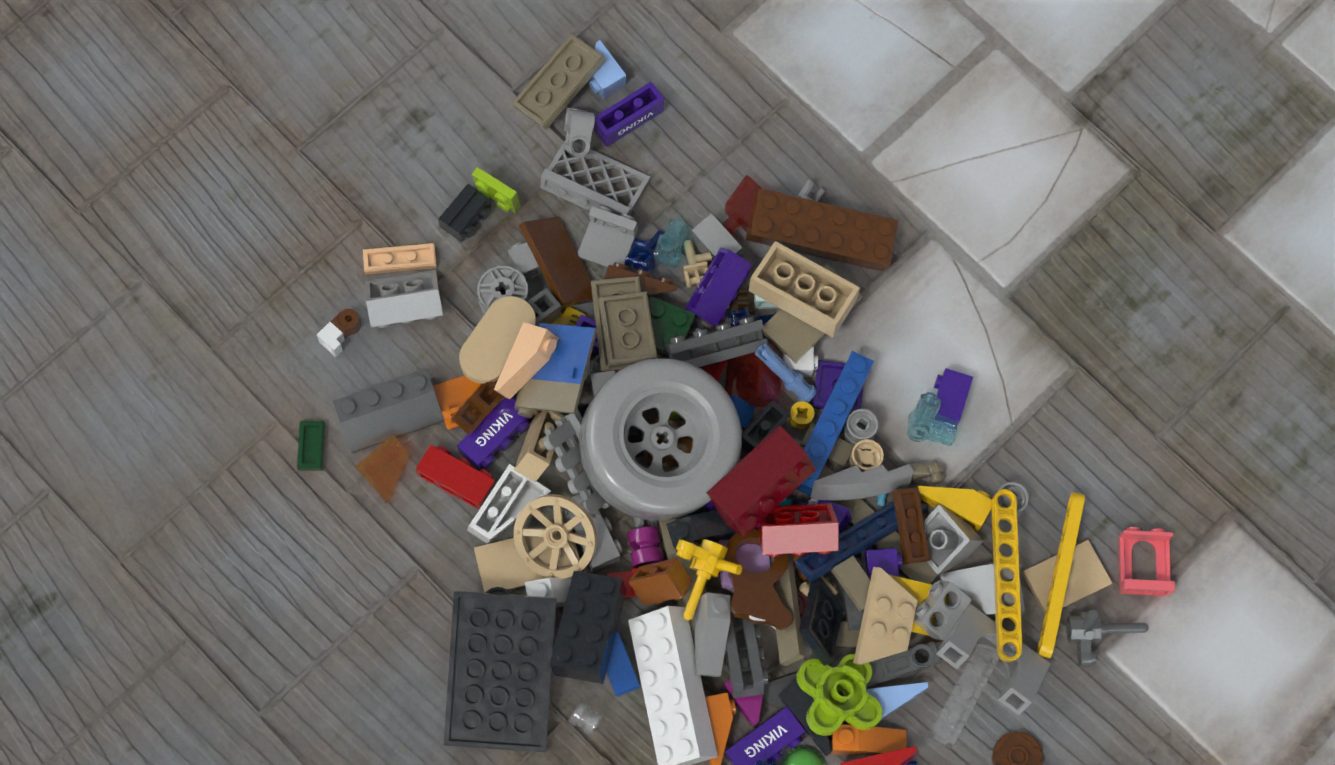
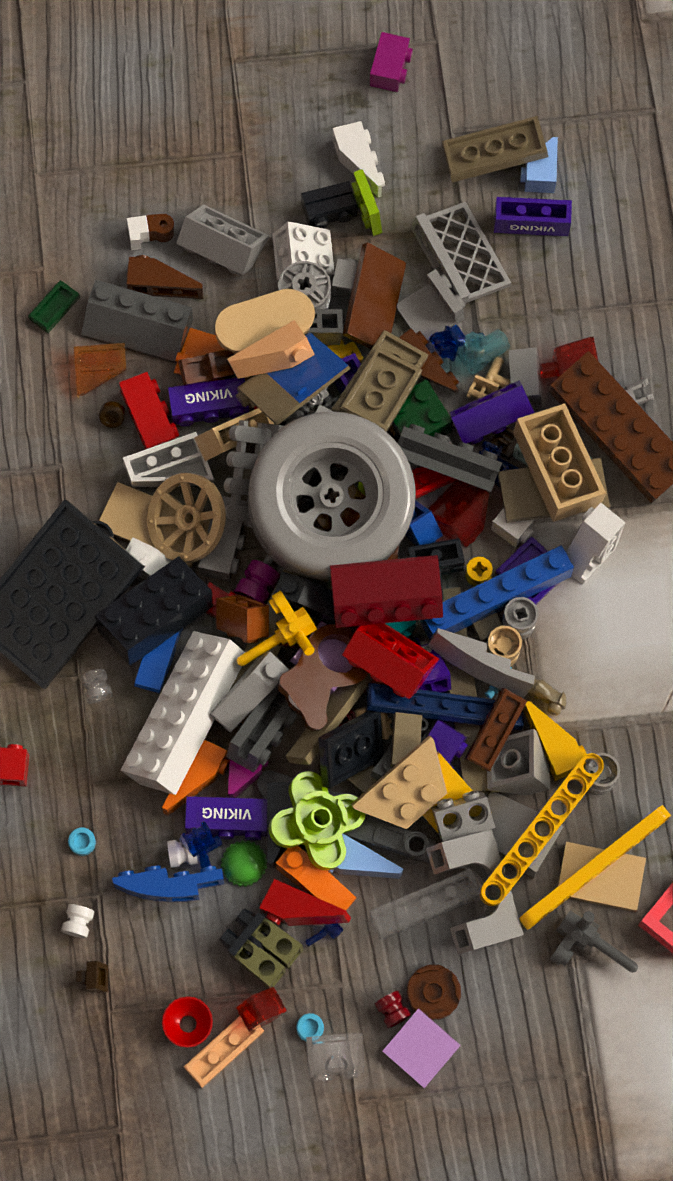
camera: 40 degrees right, 0 degrees up
(377, 365) = (158, 279): none -> reddish brown slope
(399, 258) = (246, 206): light nougat tile -> none
(423, 68) = (390, 62): none -> magenta brick
(427, 498) = (112, 414): none -> dark brown tile
(453, 158) = (355, 154): none -> white slope
(468, 261) = (302, 243): none -> white bracket
(578, 125) = (478, 198): light grey piece -> none
(792, 380) = (492, 535): medium blue pin -> none
(872, 328) = (594, 541): none -> white wedge
(924, 426) = (577, 652): clear light blue piece -> none
(953, 392) = (621, 649): dark purple brick -> none

